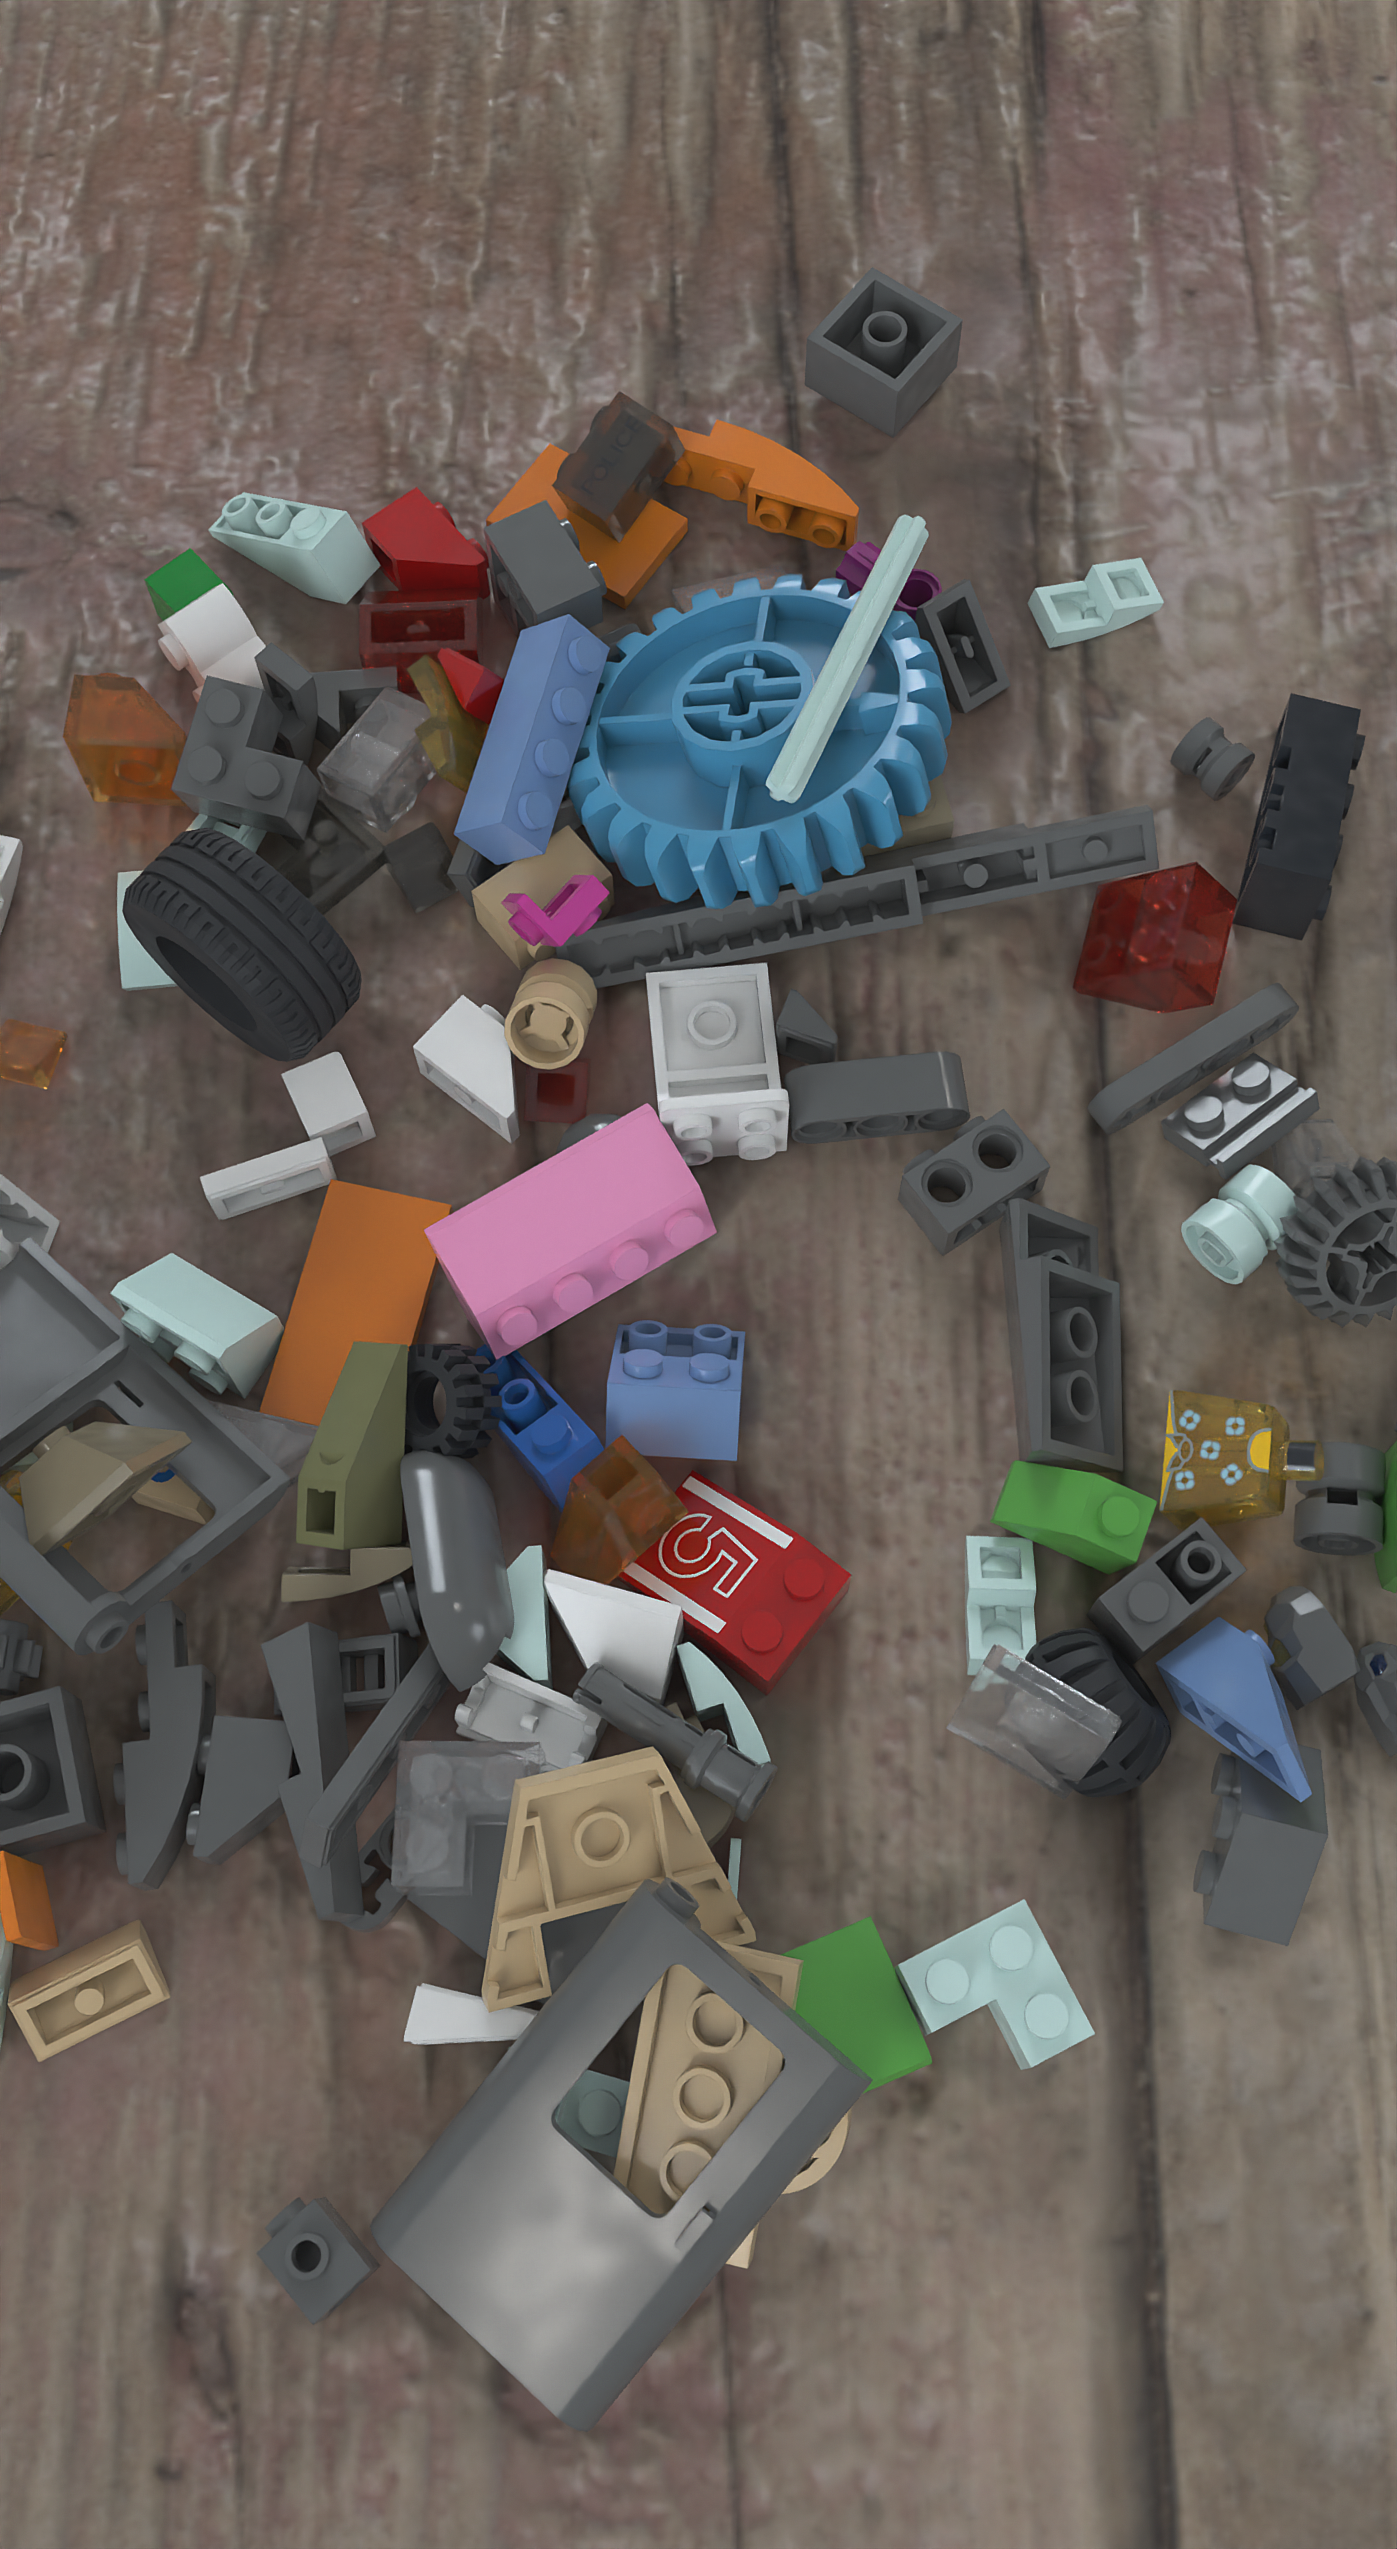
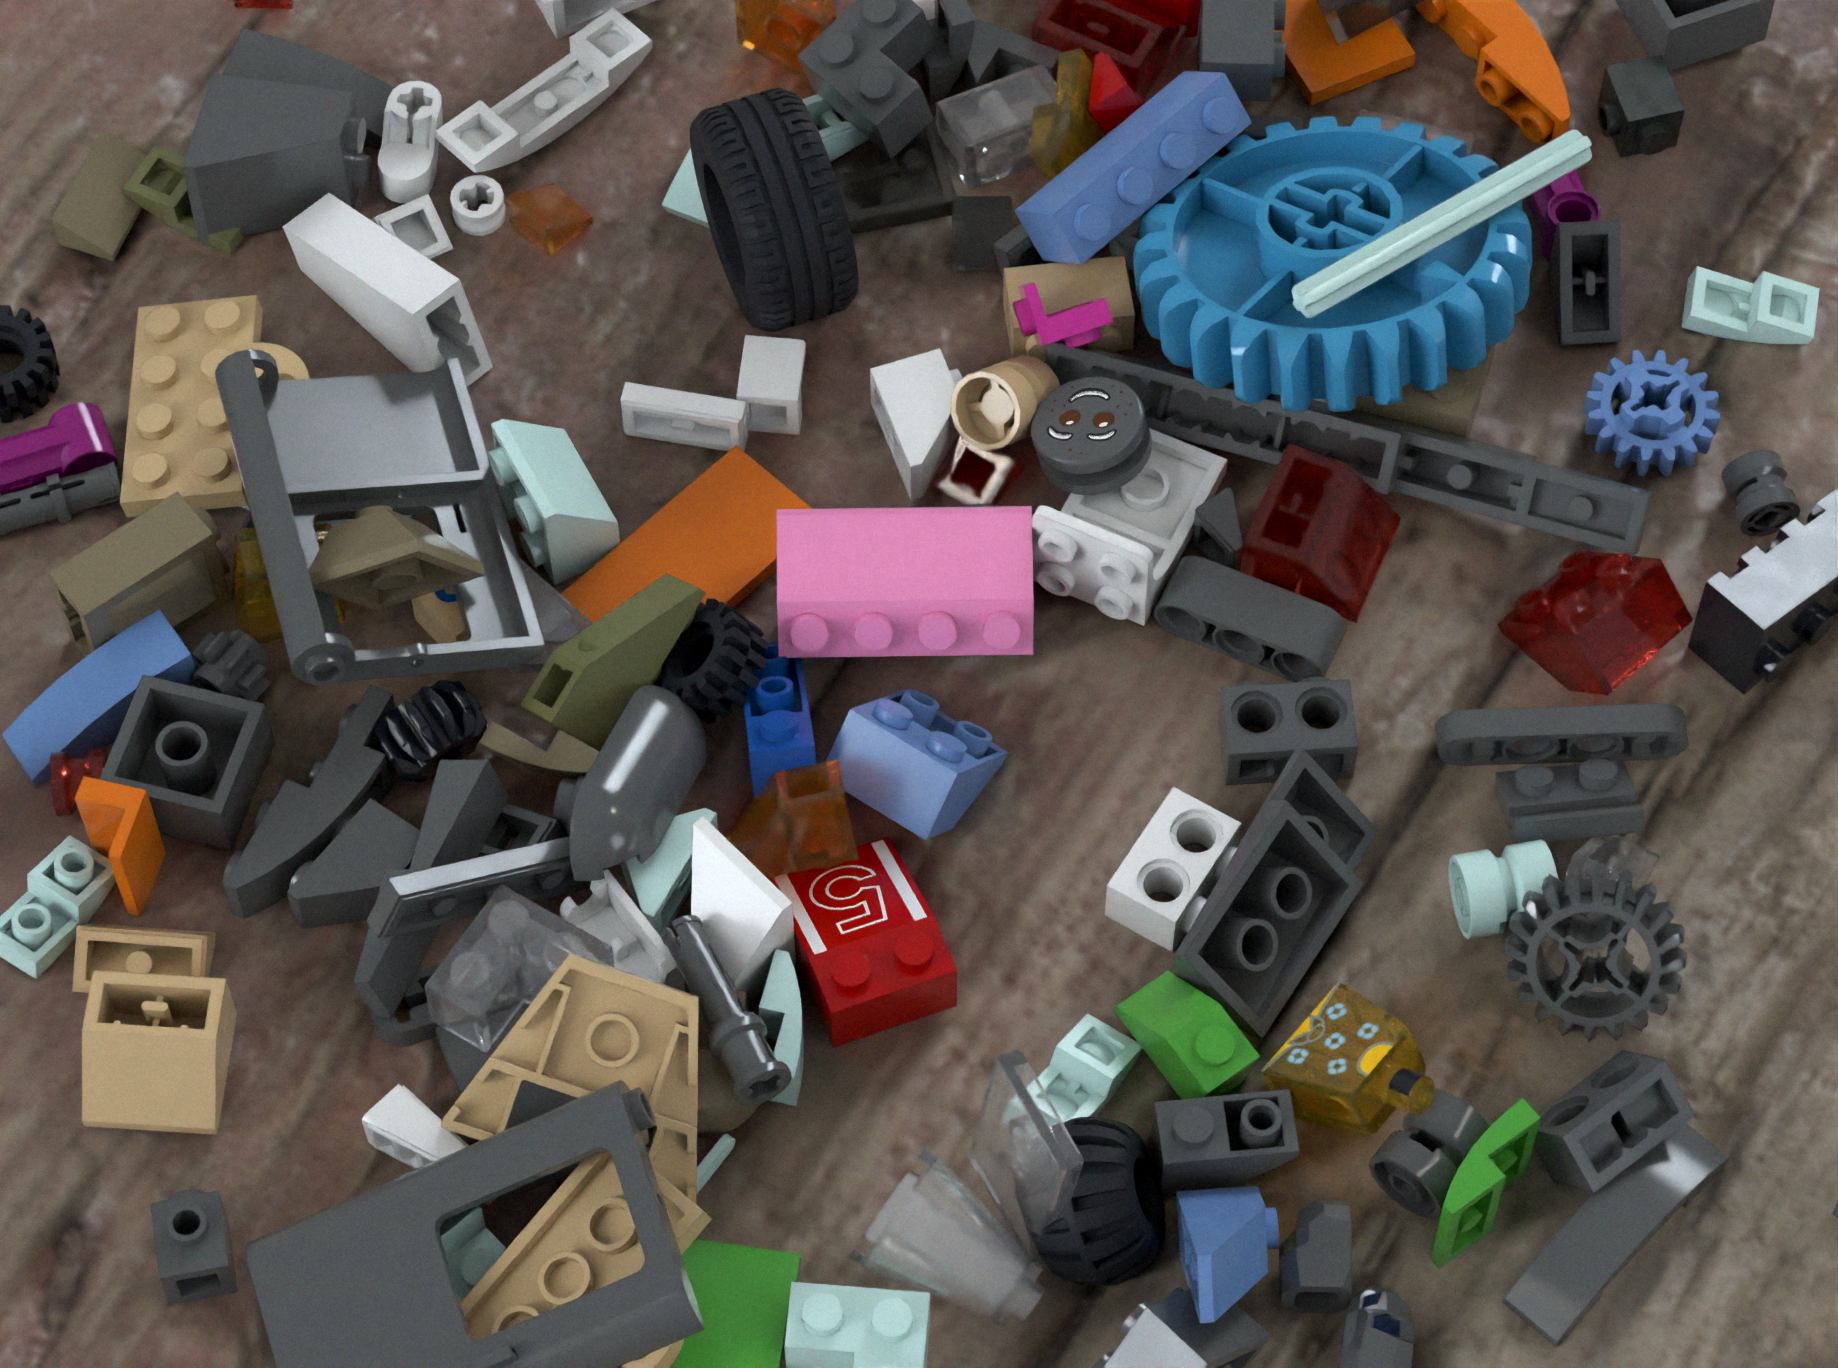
camera: 30 degrees right, 10 degrees down
(163, 2089) = (156, 1051): none -> tan slope
(228, 1613) = (431, 727): none -> black gear
(645, 1005) = (1091, 435): none -> dark grey head
(887, 989) = (1320, 532): none -> clear red slope
(901, 472) = (1640, 107): none -> pearl dark grey brick
(948, 1362) = (1162, 865): none -> white brick
(997, 1835) = (951, 1245): none -> clear cone
(1102, 753) = (1651, 413): none -> medium blue gear

